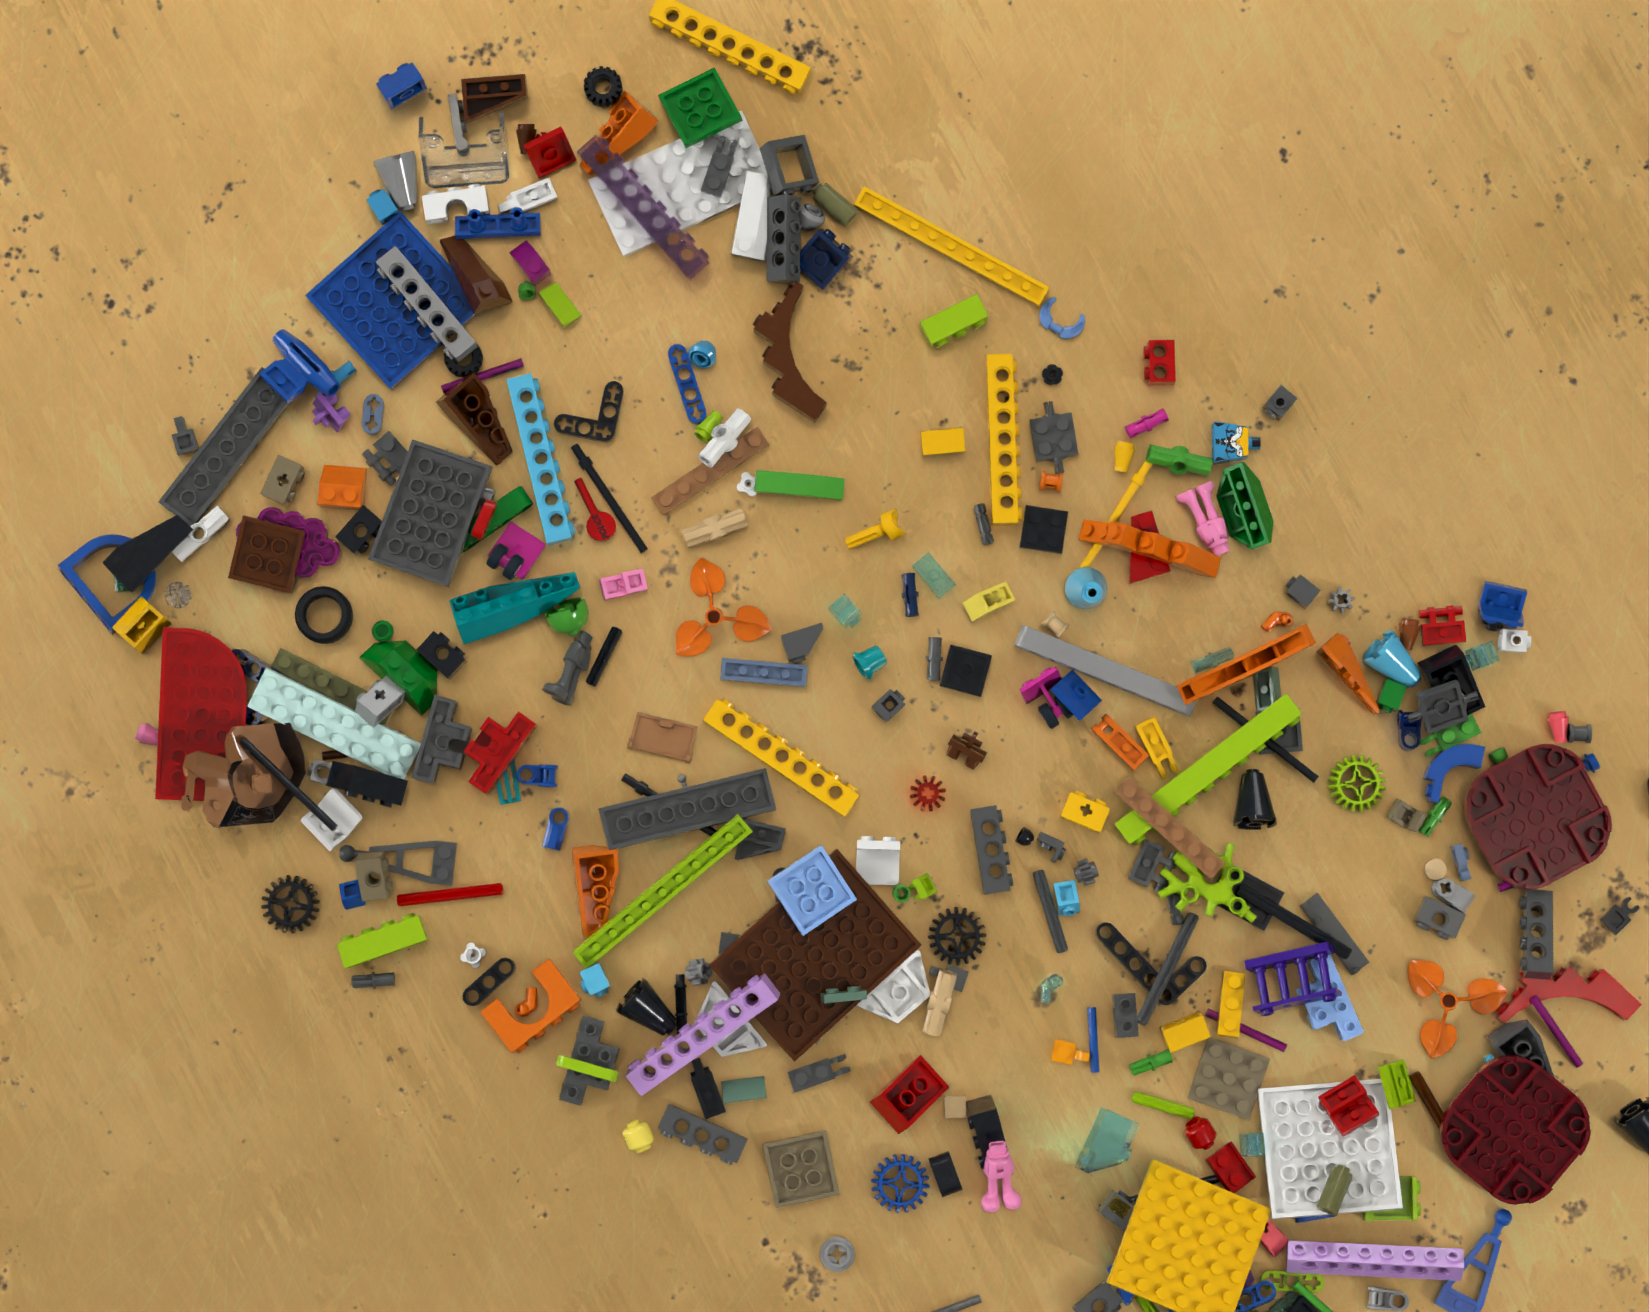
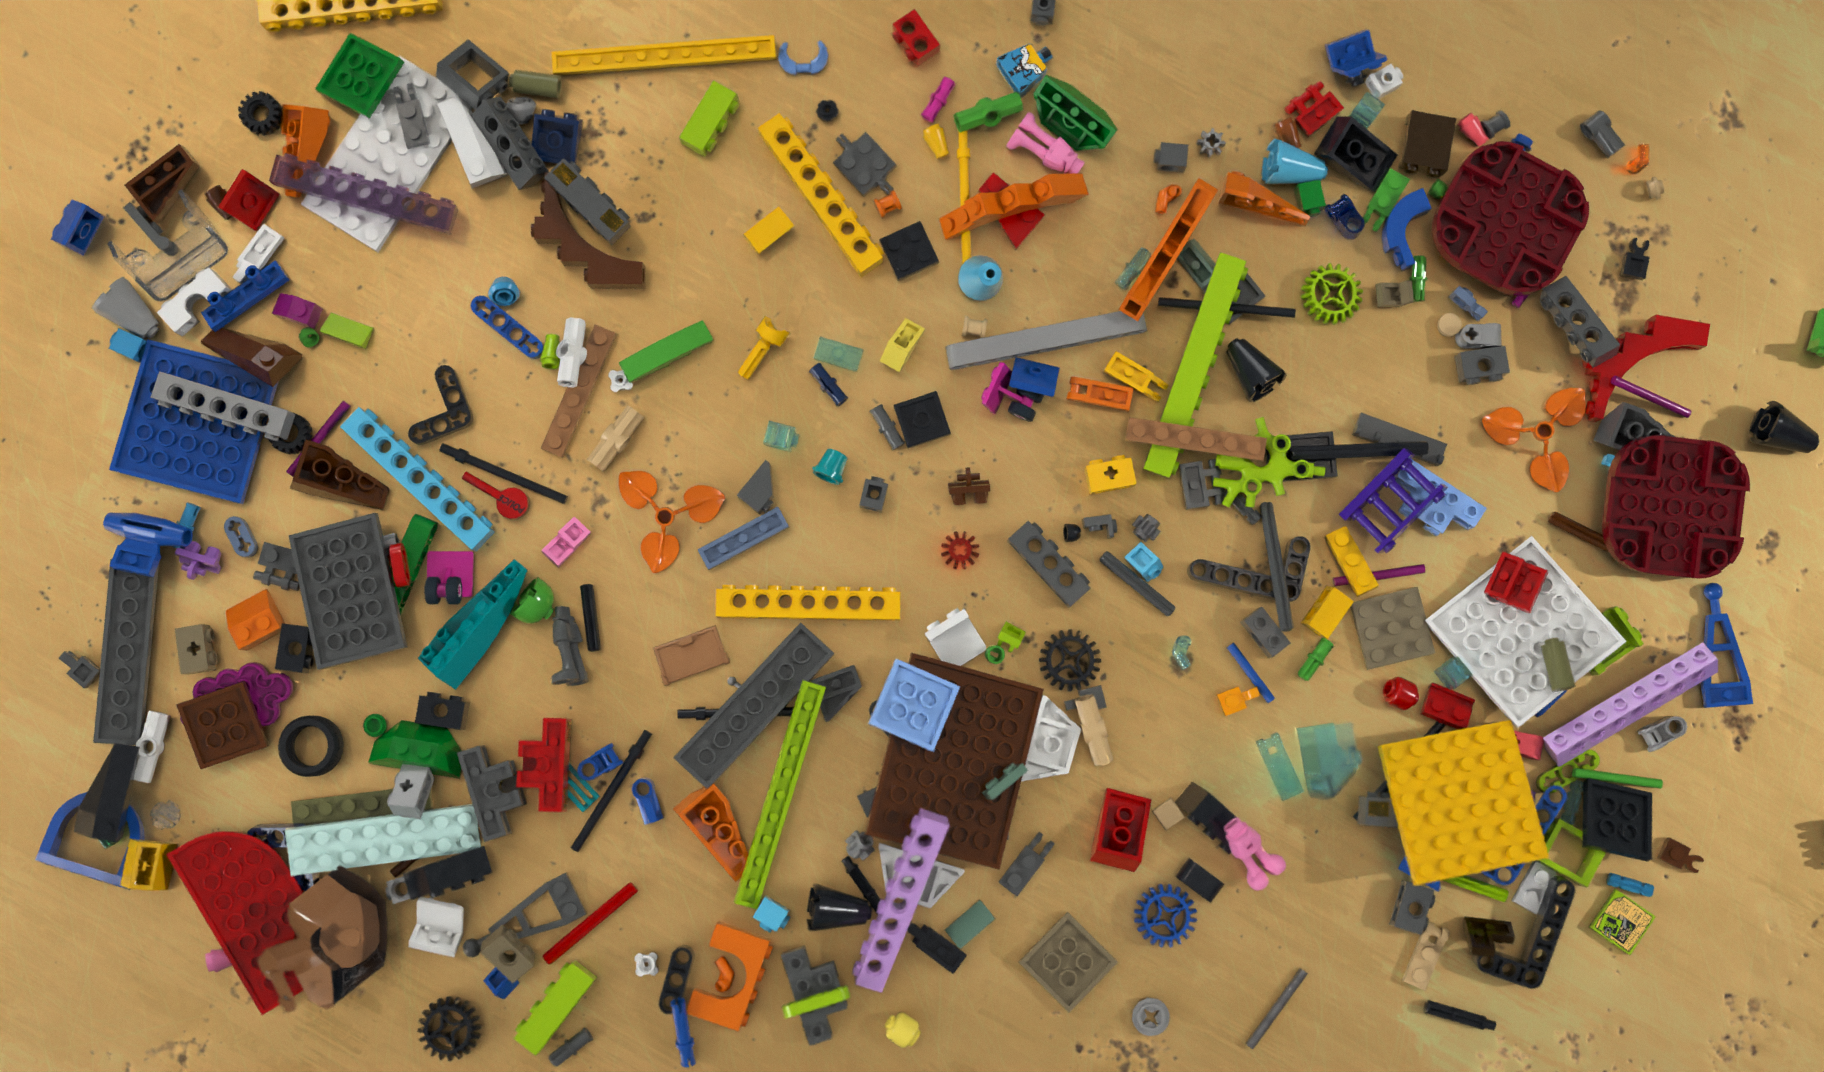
camera: 30 degrees left, 0 degrees up
(282, 778) = (375, 921): black piece -> none
(464, 1033) = (684, 1040): none -> blue pin
(570, 785) = (635, 752): none -> black bar
(735, 1141) = (993, 976): dark grey brick -> none
(813, 322) = (586, 199): none -> dark grey piece
(983, 524) = (853, 280): dark grey axle -> none
(1067, 1128) = (1280, 767): none -> clear light blue plate
(1163, 1105) = (1351, 690): lime axle -> none
(1396, 1084) = (1543, 535): lime plate -> none
(1442, 706) = (1362, 176): dark grey plate -> none
(1513, 713) = (1427, 144): none -> dark brown panel

